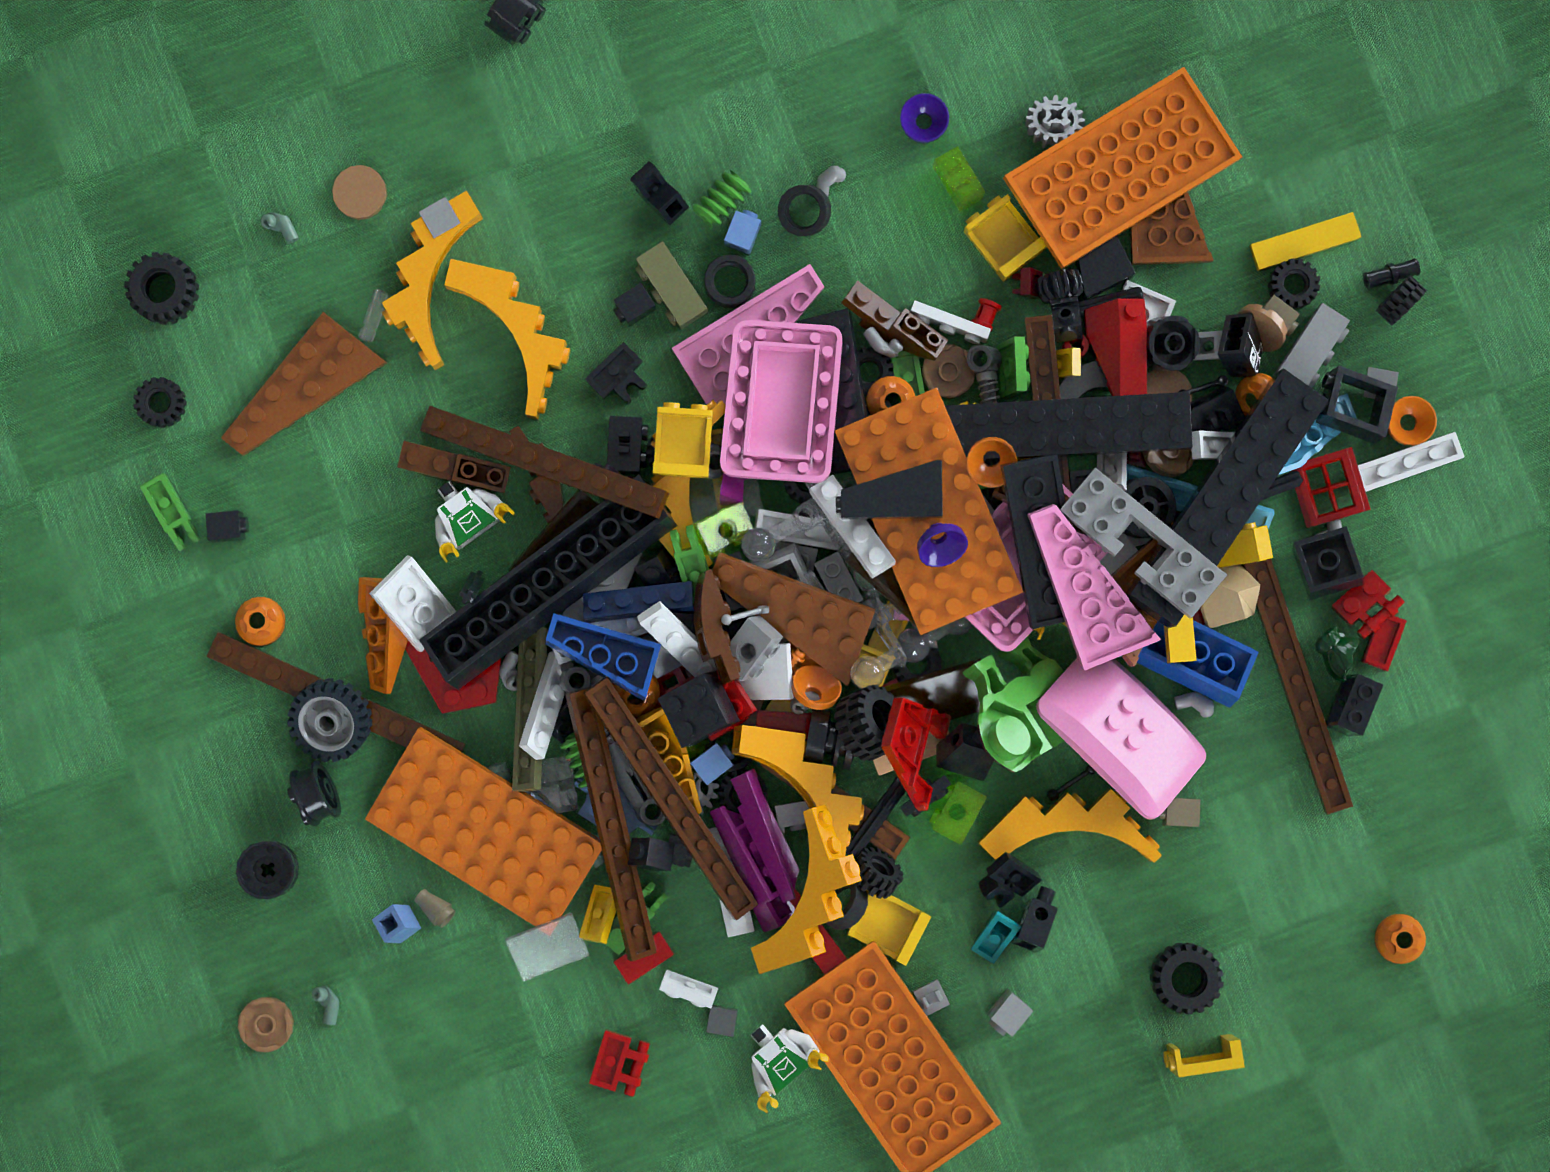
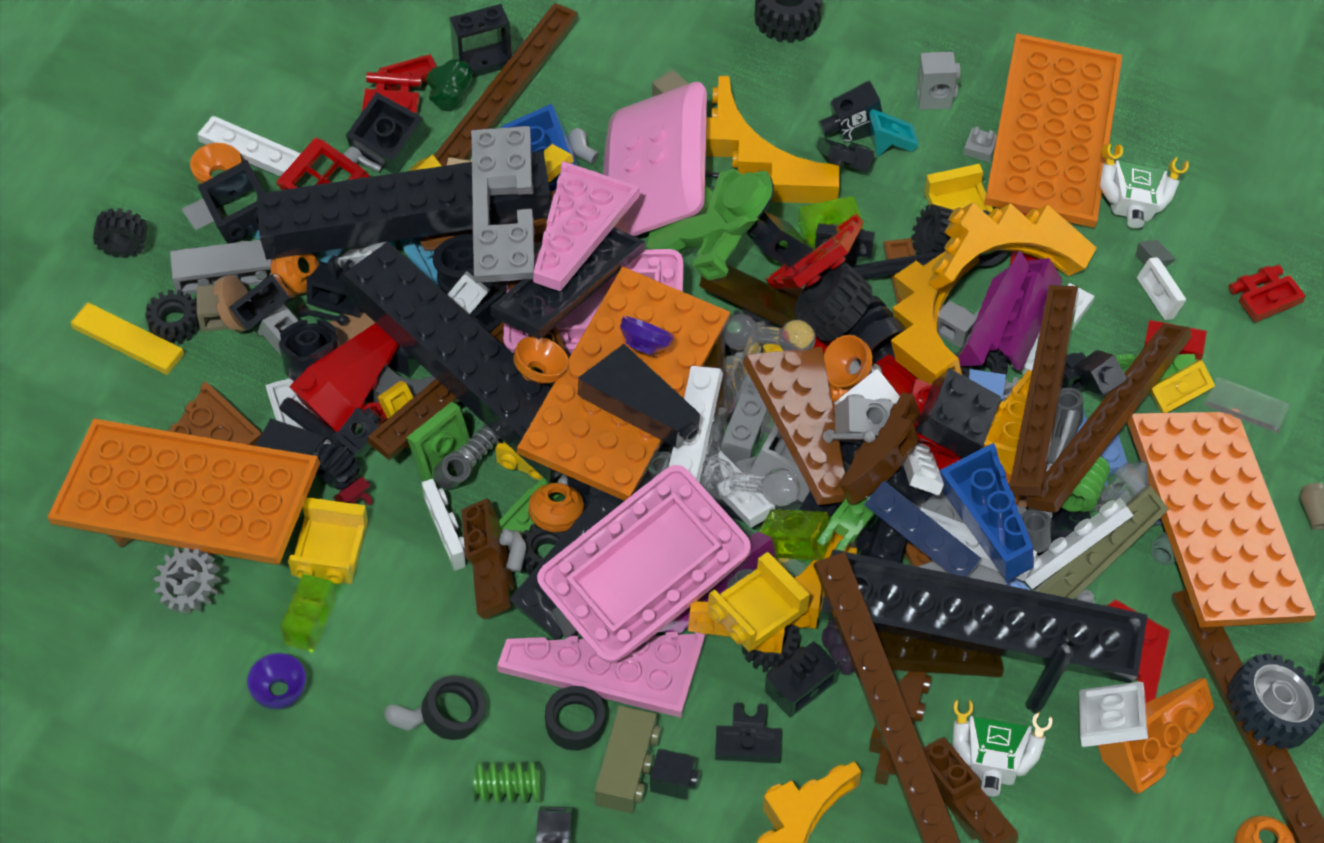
camera: 135 degrees left, 30 degrees down
(743, 231) = (520, 742): medium blue brick -> none
(948, 372) = (487, 485): medium nougat tile -> none
(986, 313) = (411, 504): red bush -> none
(1391, 273) = (101, 262): black pin -> none

